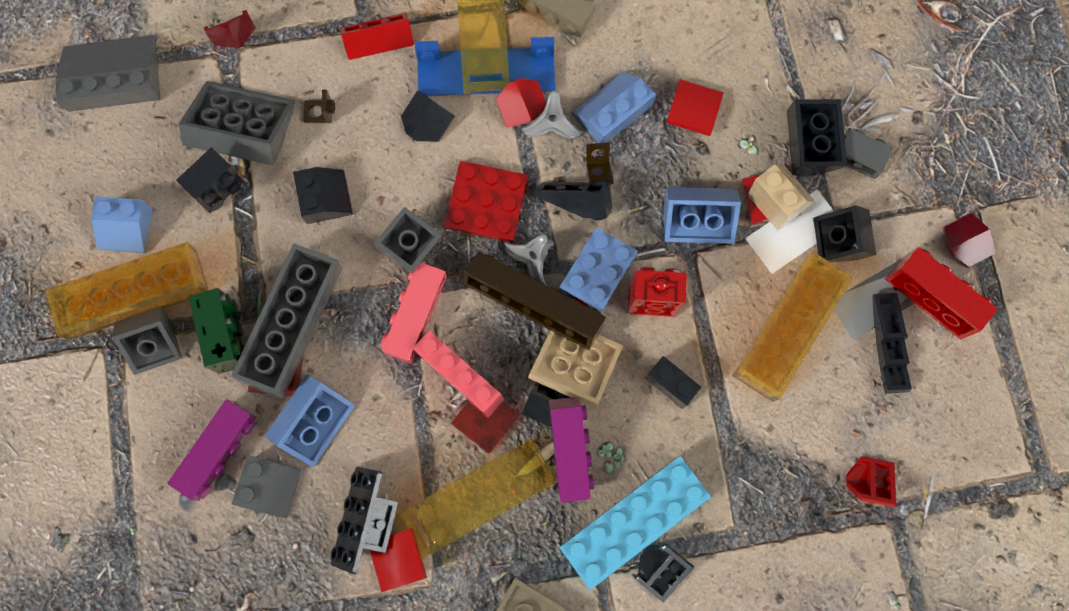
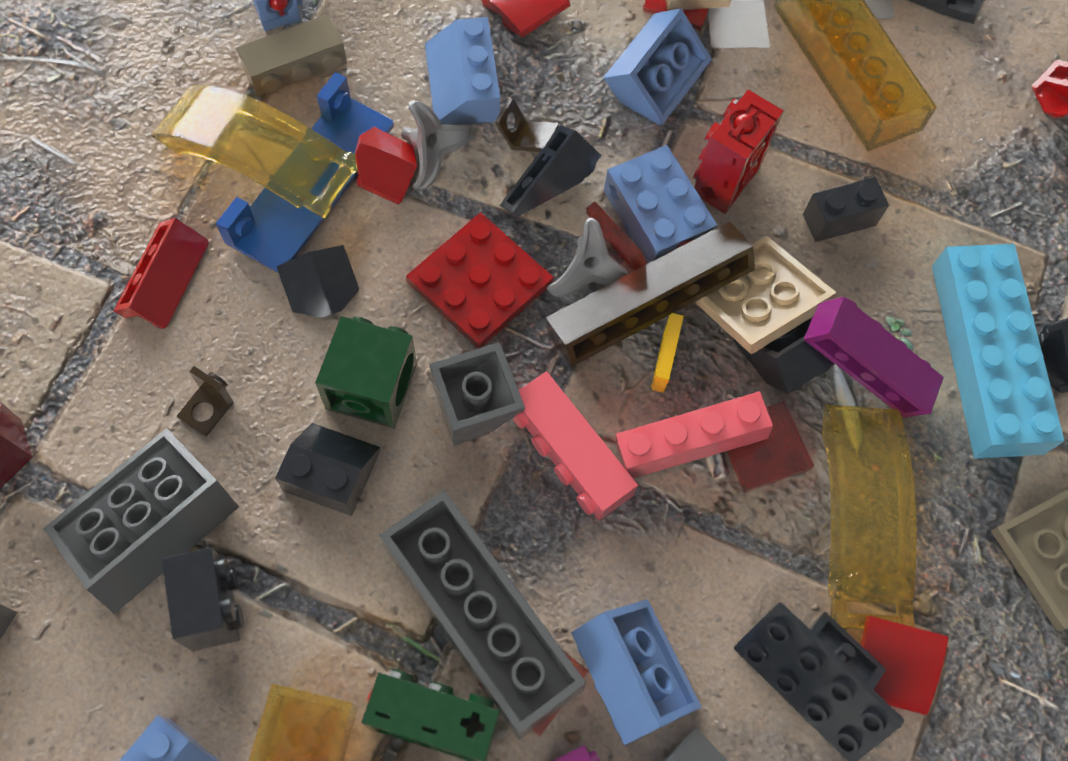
camera: 60 degrees left, 10 degrees down
(383, 178) = (367, 371): none -> dark green brick
(505, 331) = (667, 352): none -> yellow tile
(555, 260) = (617, 238): none -> clear red tile

